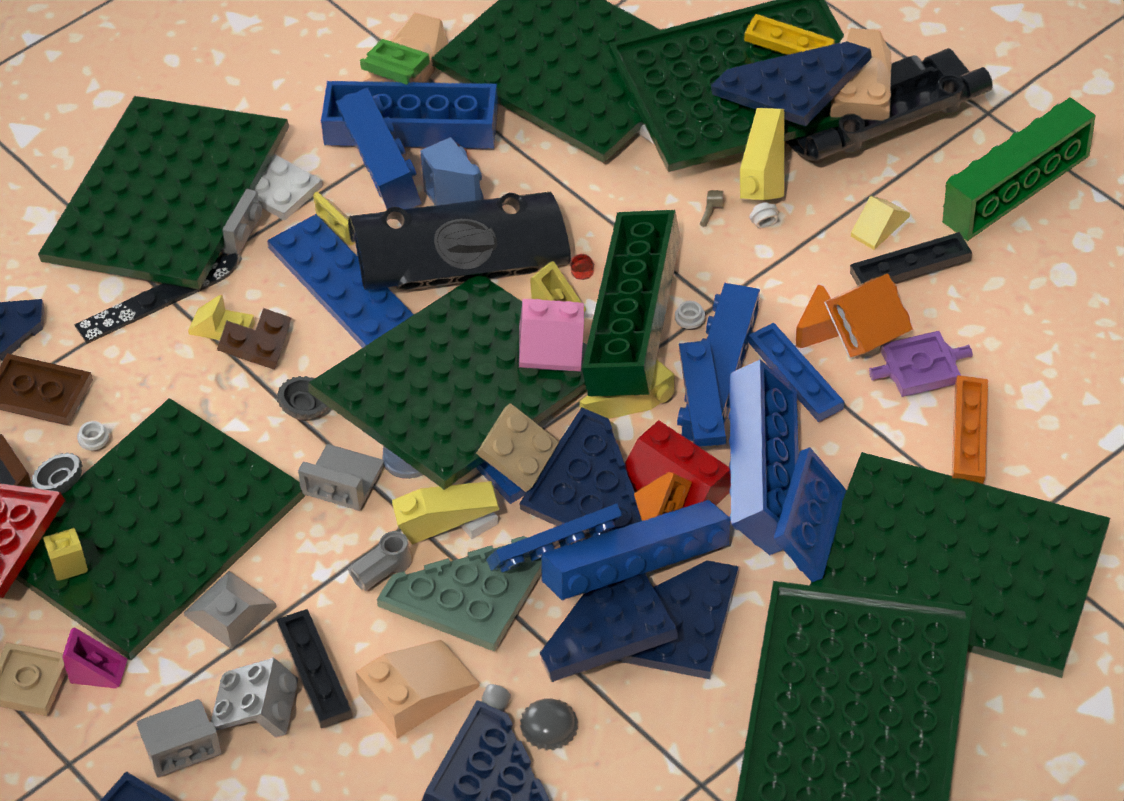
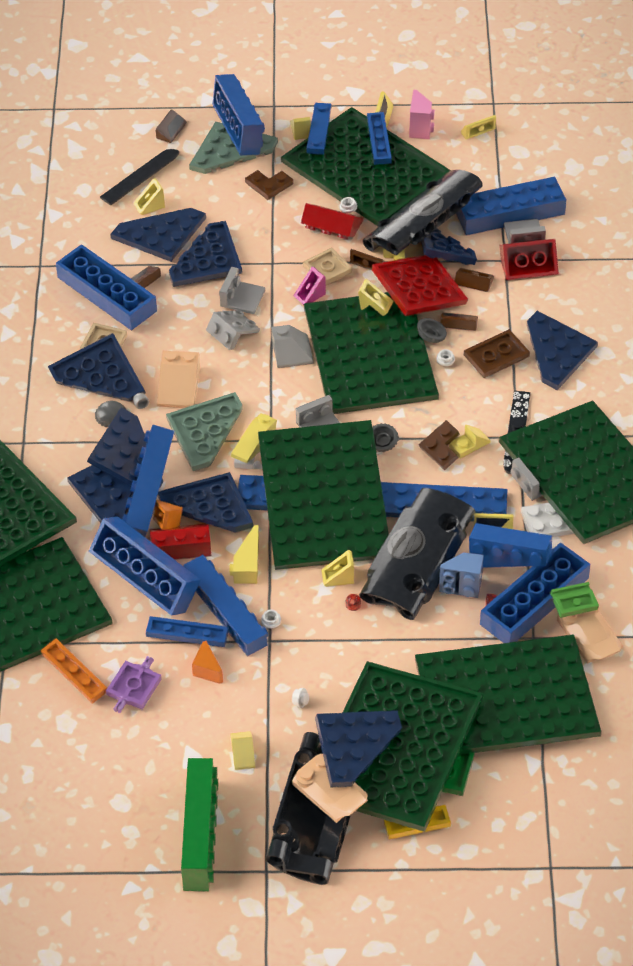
camera: 130 degrees right, 0 degrees up
(314, 668) = (227, 354): black plate -> none
(382, 560) = (254, 405): light grey piece -> none
(514, 554) = (184, 451): blue plate -> none
(517, 447) = (253, 478): tan plate -> none
(551, 334) = (307, 536): bright pink slope -> none
(631, 304) = (291, 580): dark green brick -> none
(702, 393) = (207, 569): blue plate -> none
(714, 199) = (336, 688): dark tan hand -> none
(764, 157) = (323, 702): light yellow slope -> none
(782, 36) = (393, 772): yellow plate -> none
(810, 515) = (93, 556): blue plate -> none
(869, 315) = (177, 671): orange piece -> none
(914, 260) = (199, 732): black plate -> none

